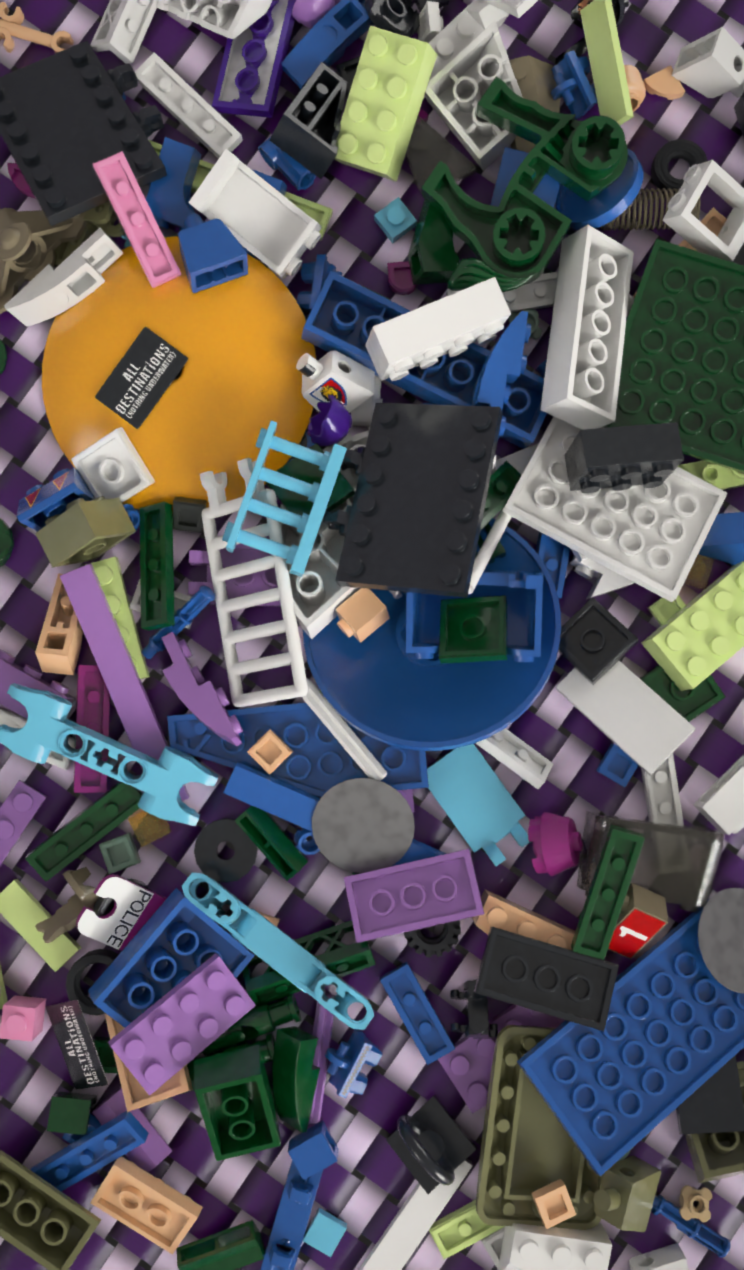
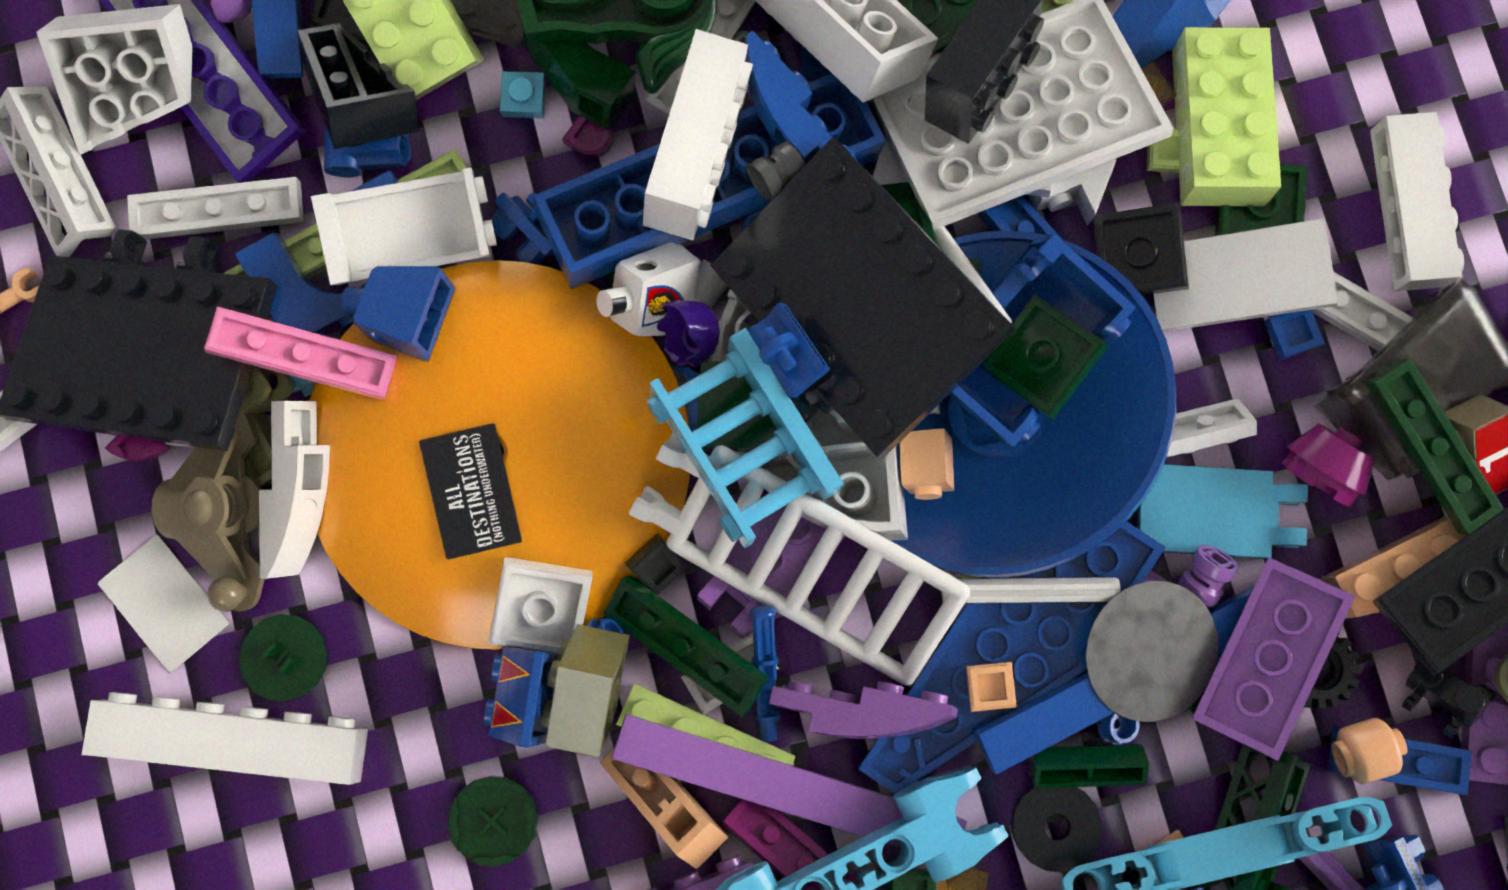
camera: 45 degrees left, 5 degrees down
(353, 482) = (788, 350): none -> blue hips
(404, 989) = (1369, 751): none -> light nougat head
(433, 824) = (1209, 574): none -> medium lavender wheel
(458, 393) = (776, 171): none -> dark grey wheel

